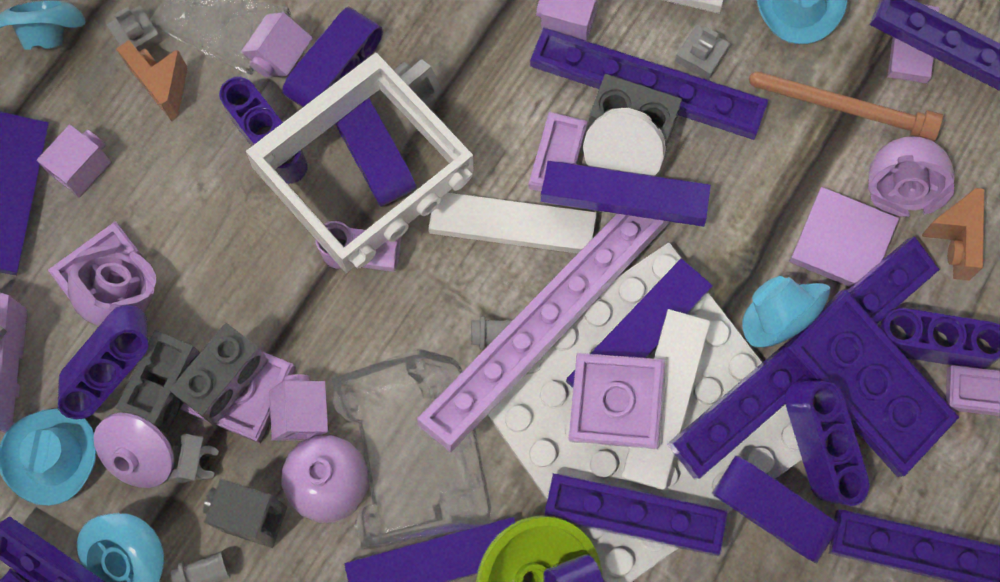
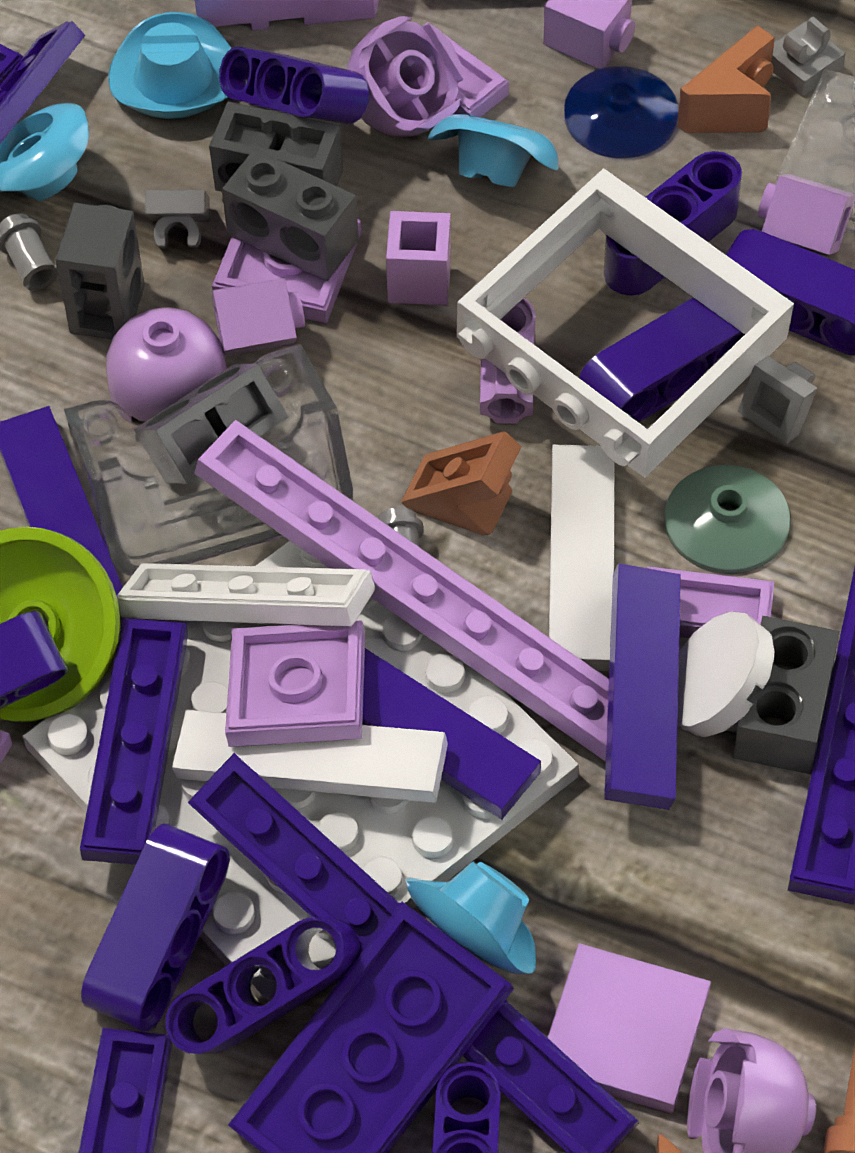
camera: 80 degrees right, 15 degrees down
(133, 450) = (179, 142): lavender dish -> none
(162, 165) = (621, 112): none -> clear blue dish
(179, 234) = (495, 147): none -> medium azure hat
(269, 292) = (418, 257): none -> lavender brick
(392, 444) = (193, 423): none -> dark grey brick
(452, 285) = (465, 483): none -> nougat slope
(497, 150) = (722, 538): none -> sand green dish
(537, 431) = (246, 594): none -> white tile

